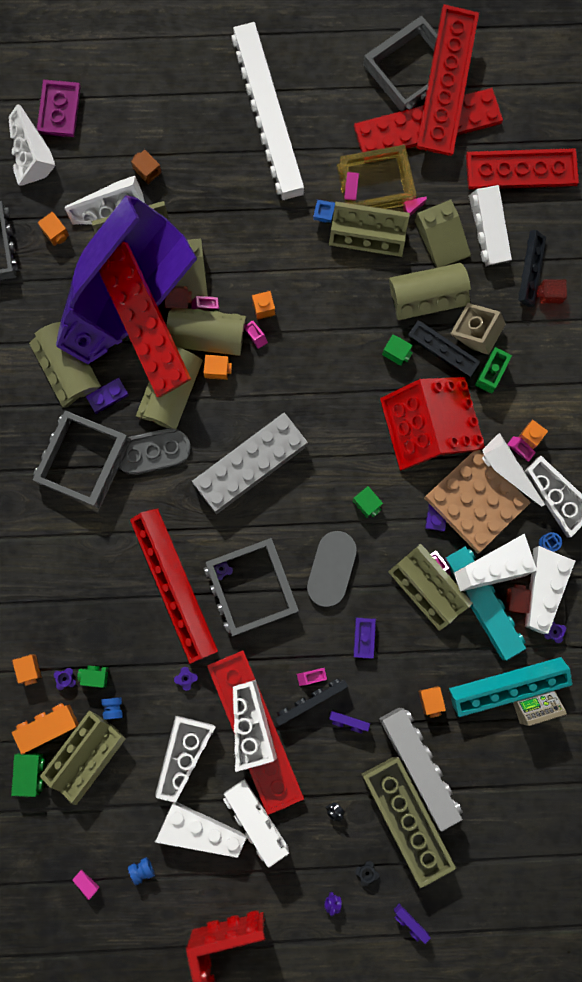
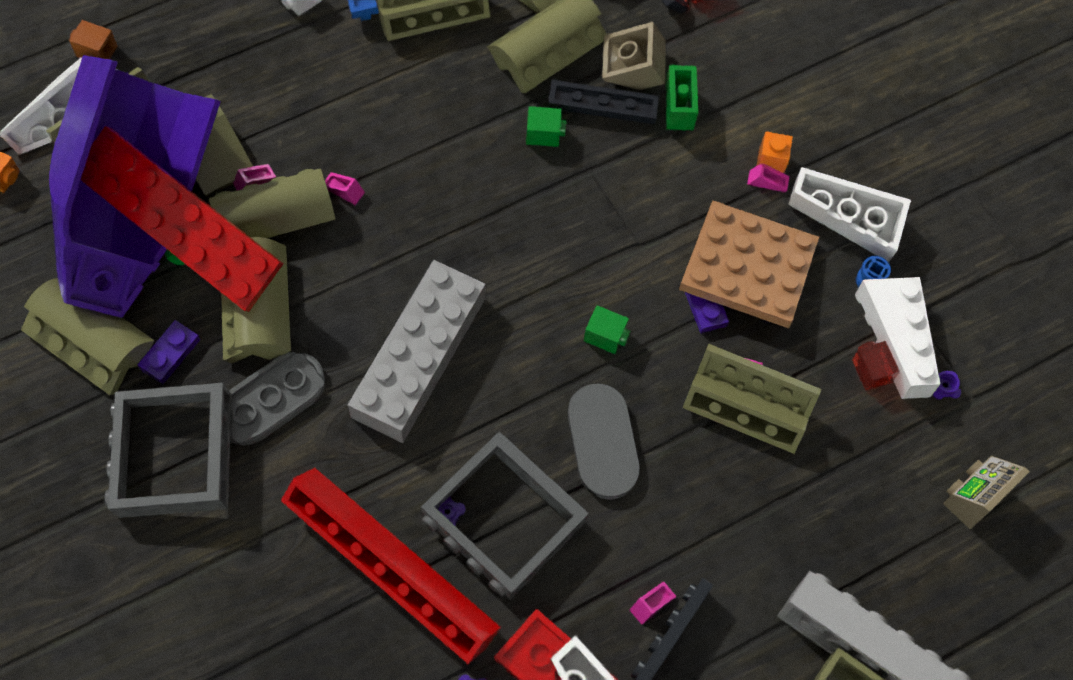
camera: 25 degrees left, 15 degrees down
(178, 297) = (213, 180): clear red brick -> none
(217, 367) = (310, 247): orange brick -> none
(263, 305) = (336, 144): orange brick -> none
(340, 720) = (728, 639): dark purple plate -> none
(364, 638) = (698, 511): dark purple plate -> none
(431, 420) = (631, 189): red bracket -> none
(432, 701) = (838, 552): orange brick -> none
(489, 610) = (841, 393): teal brick -> none
(503, 564) = (827, 327): white wedge -> none
(504, 462) = (757, 195): white wedge -> none
(510, 686) = (930, 481): teal brick -> none

